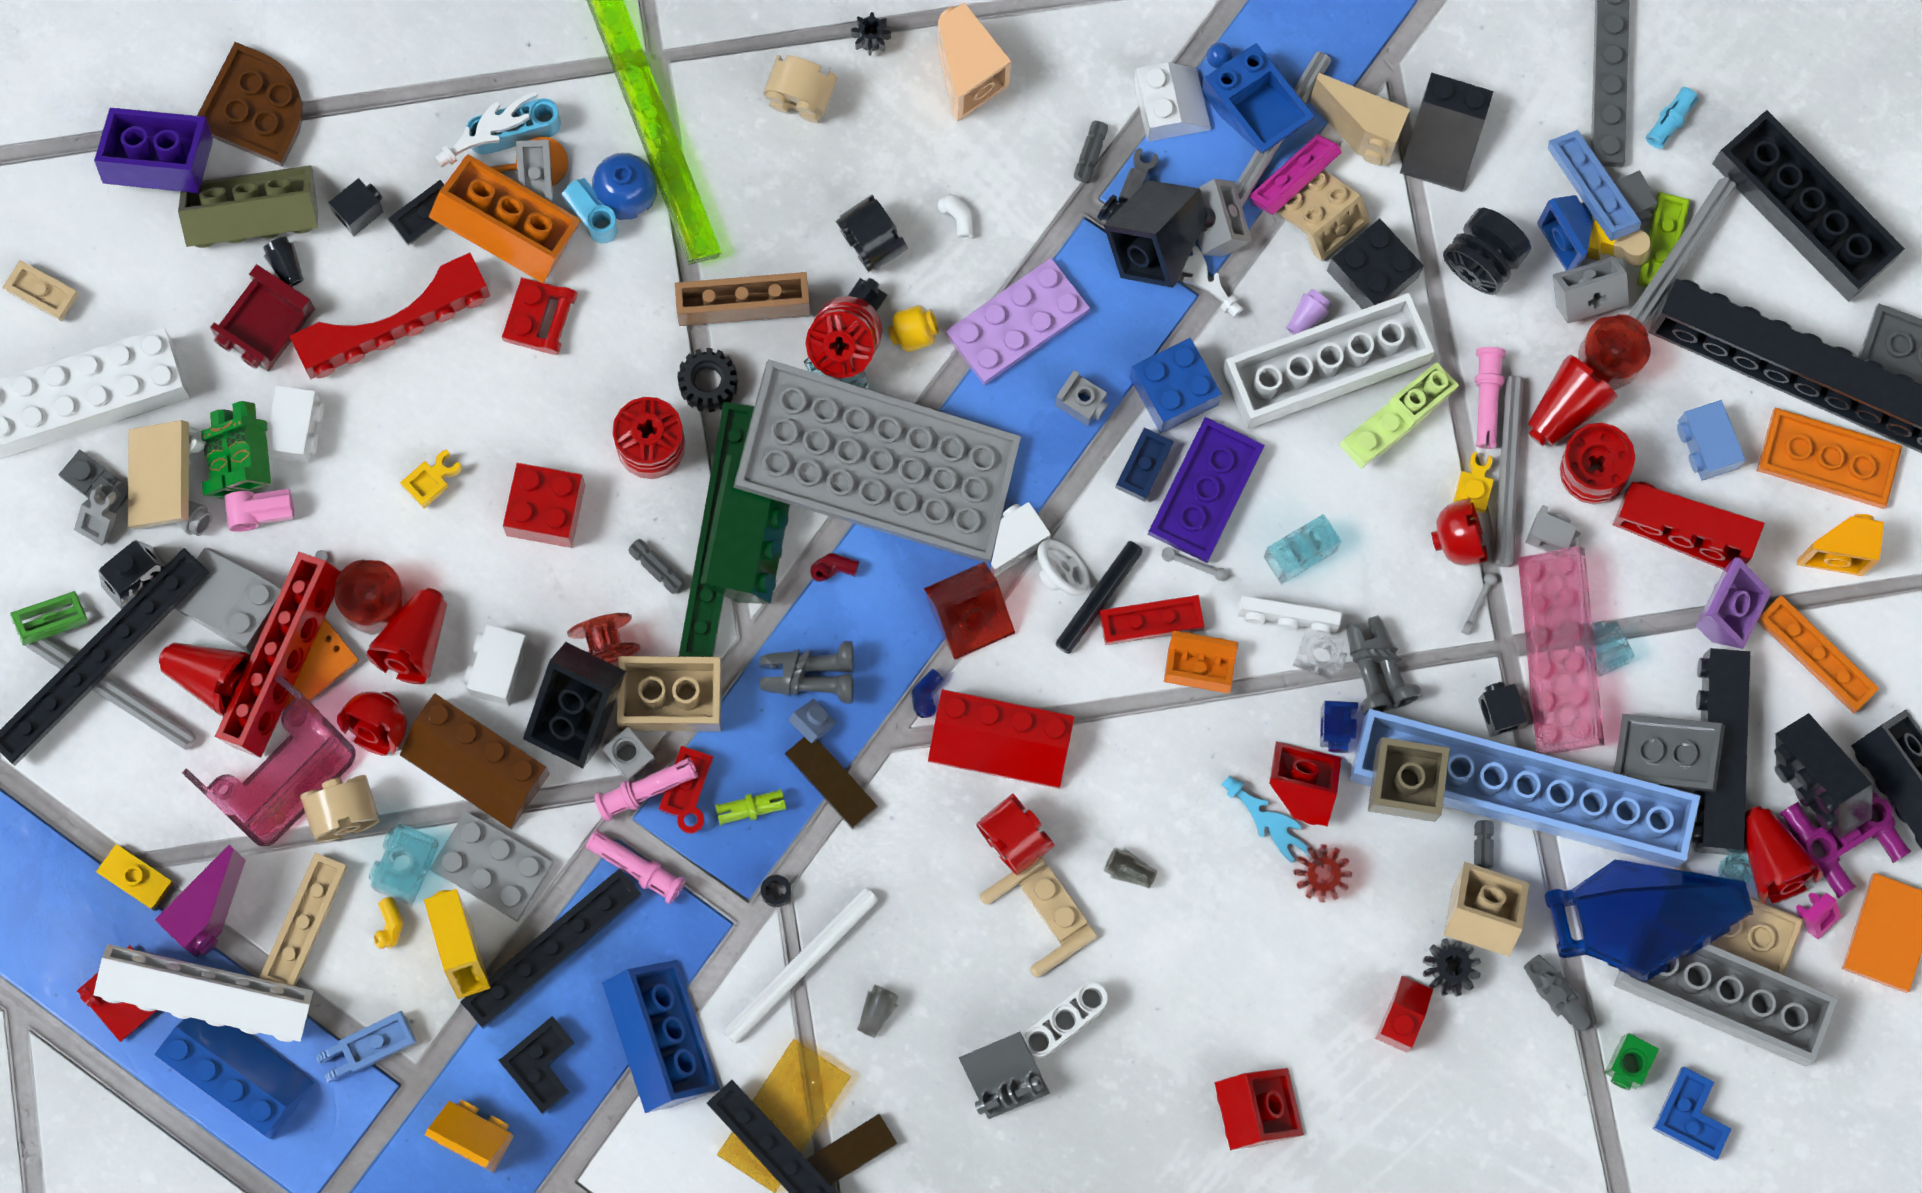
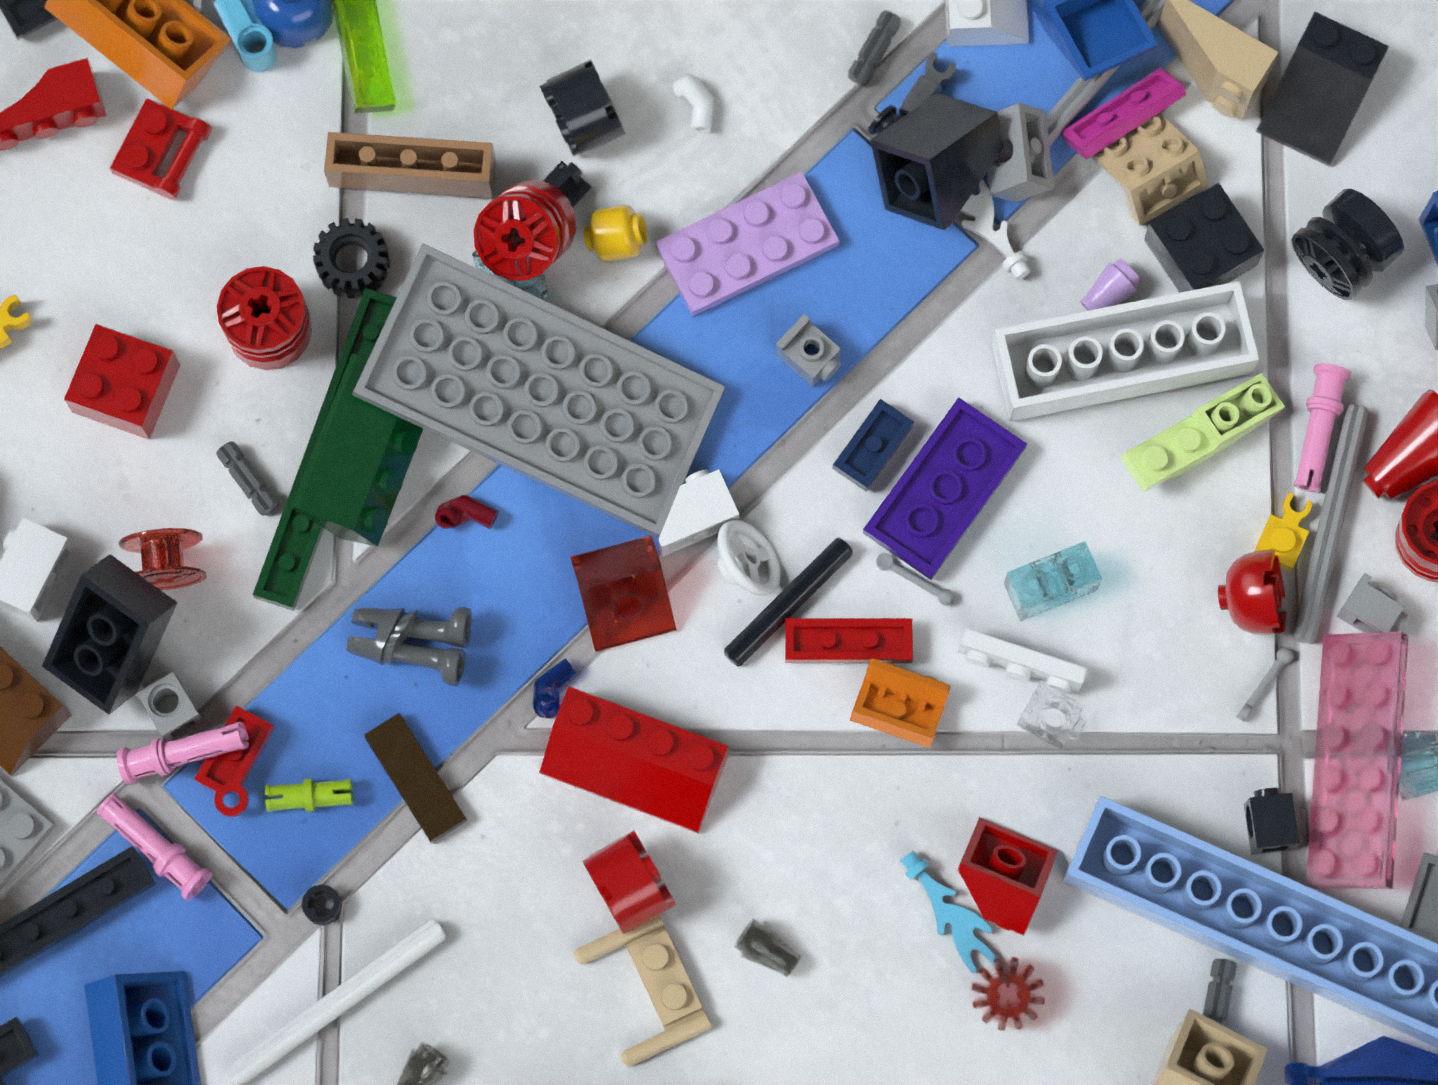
camera: 15 degrees right, 0 degrees up
(670, 694) = (233, 639): tan brick -> none
(812, 721) = (404, 700): sand blue plate -> none
(1175, 385) = (928, 352): blue brick -> none
(1337, 726) = (1059, 810): clear blue brick -> none
(1383, 652) = (1130, 725): dark grey piece -> none
(1408, 779) = (1133, 893): dark tan brick -> none

